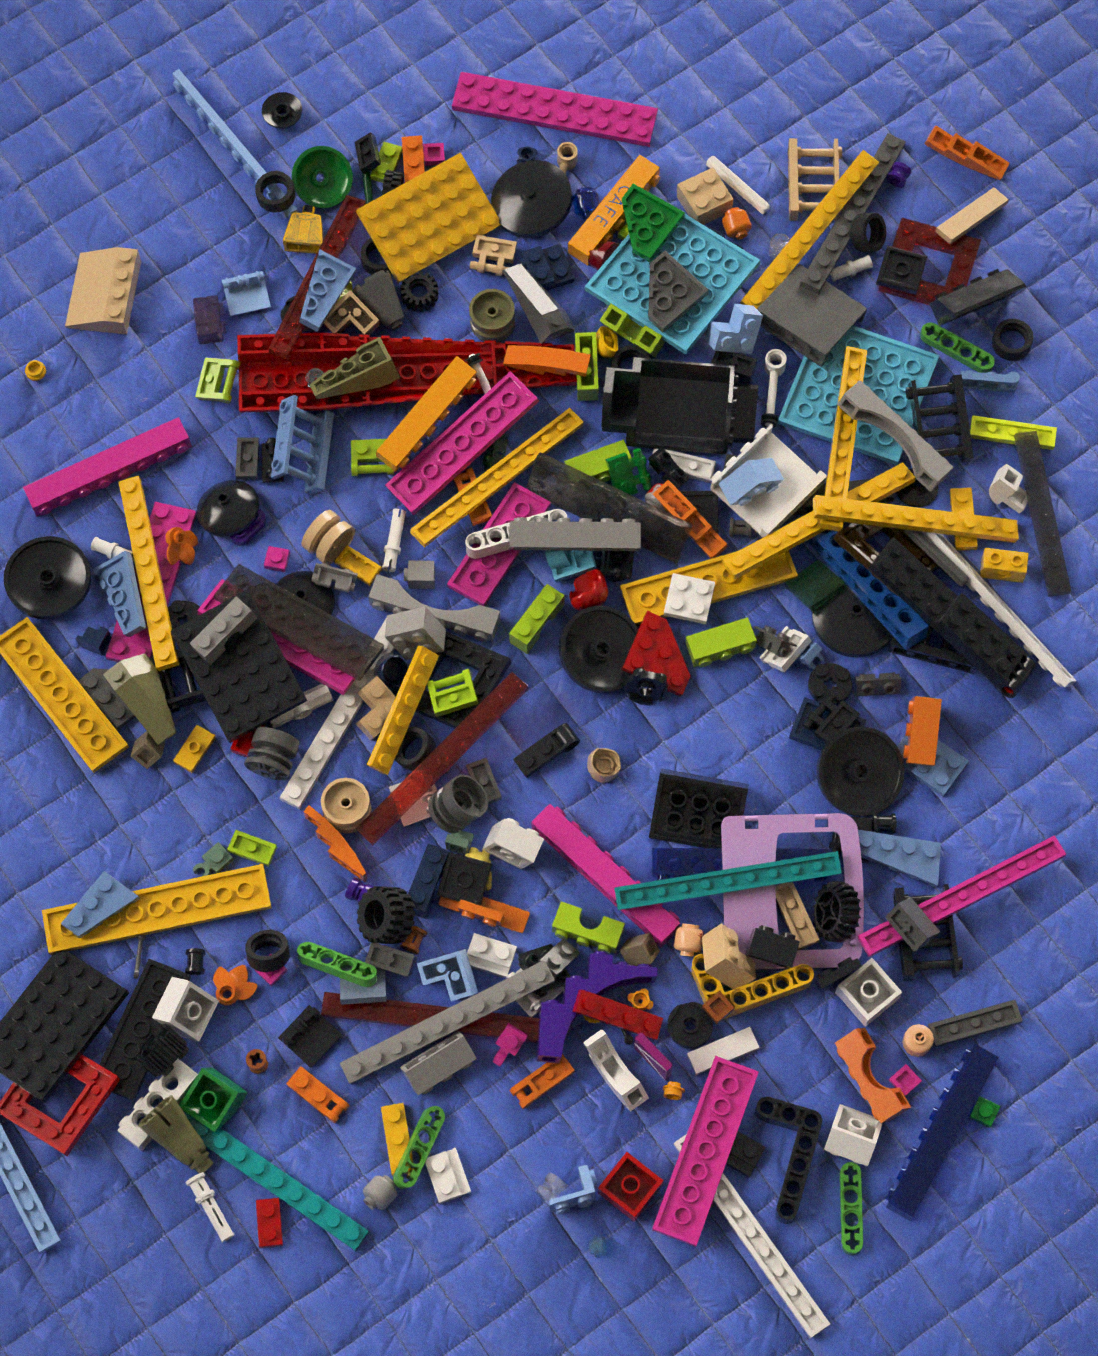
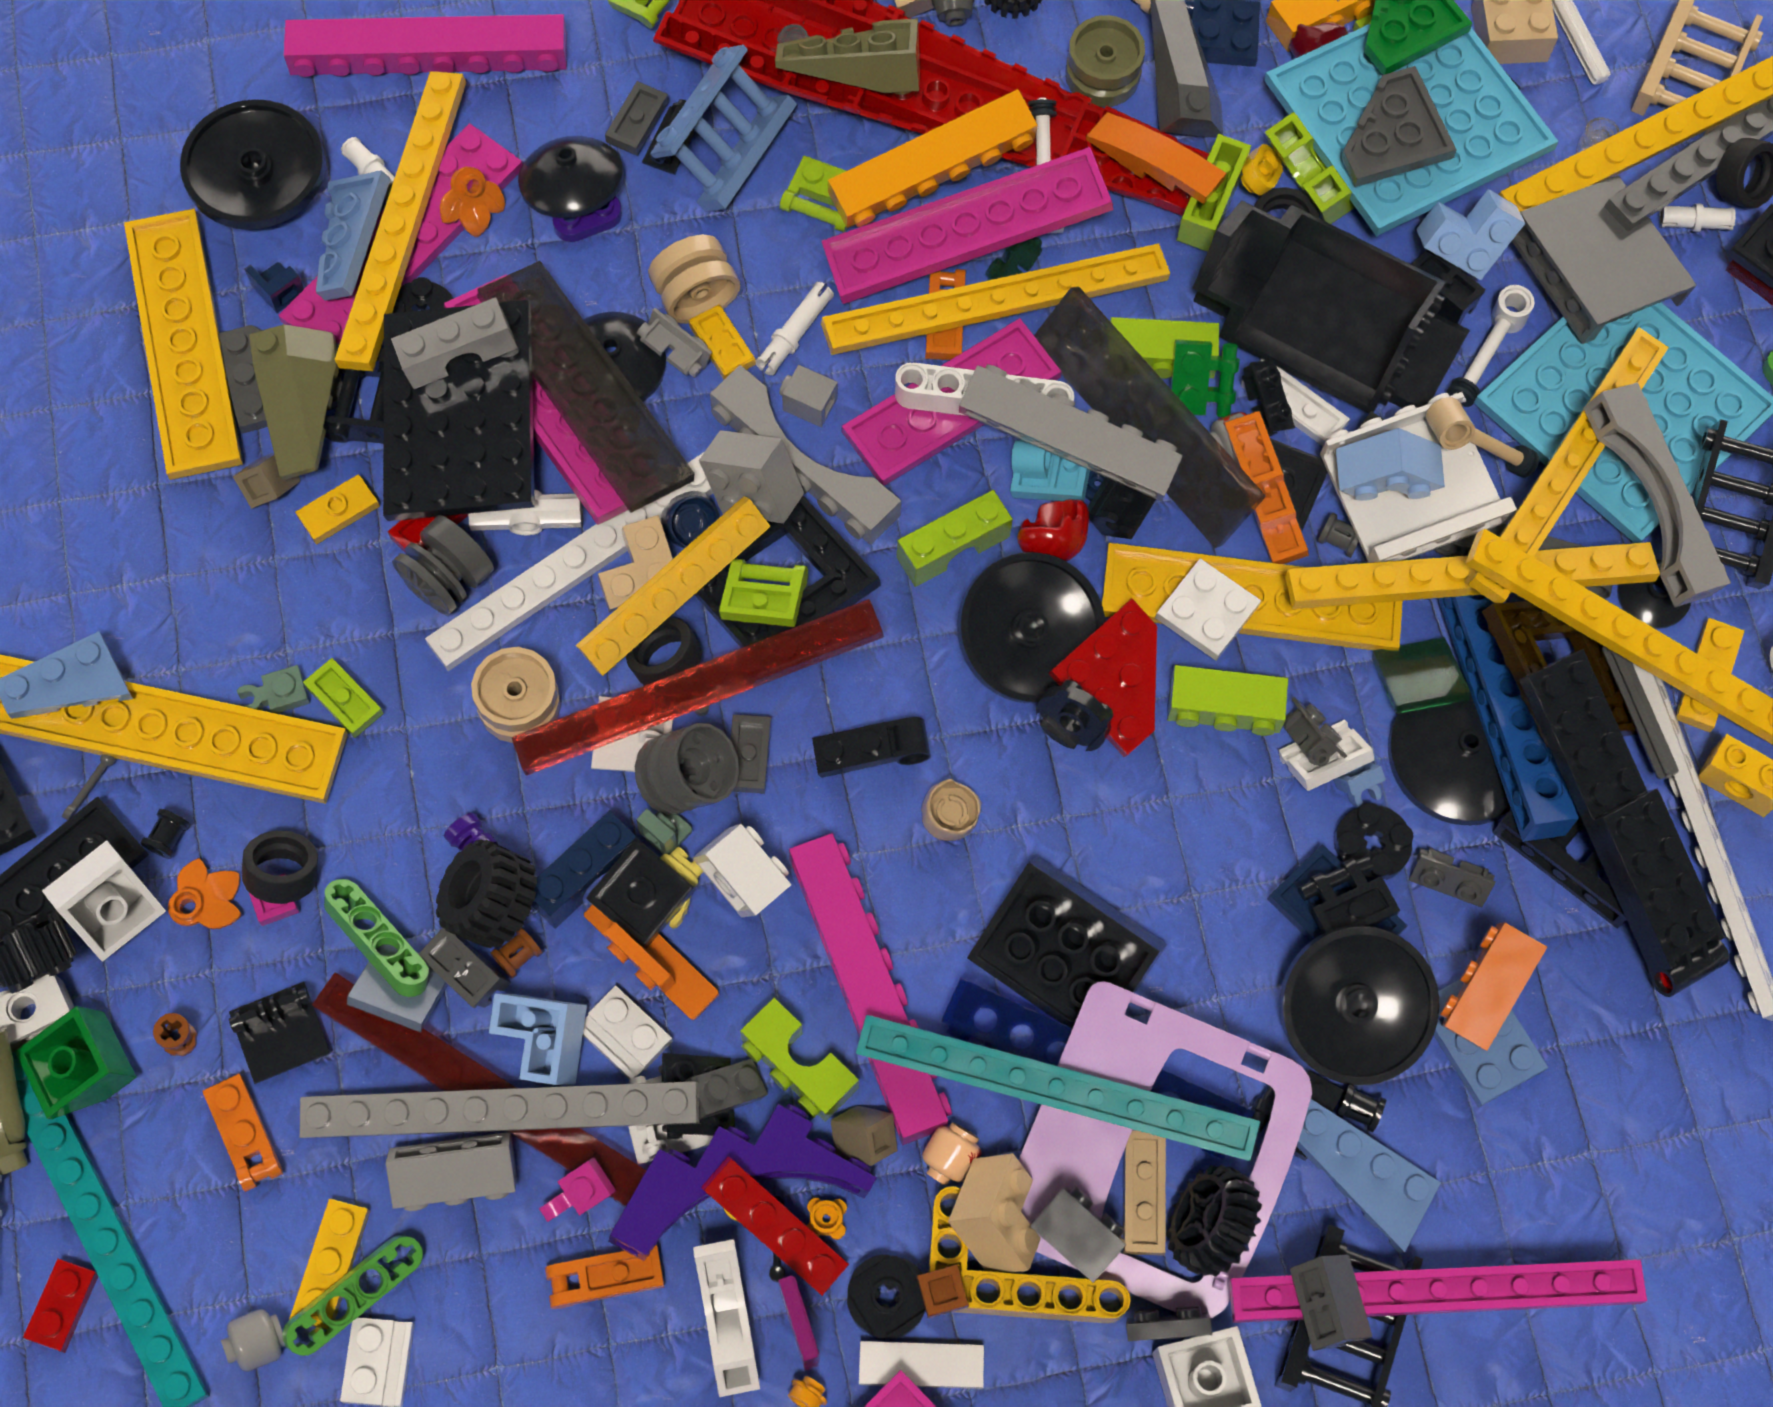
camera: 20 degrees right, 0 degrees up
(276, 559) = (606, 282): dark pink plate -> none
(339, 848) = (474, 756): orange slope -> none
(736, 223) = (1546, 79): orange head -> none
(776, 446) = (1456, 430): none -> tan piece

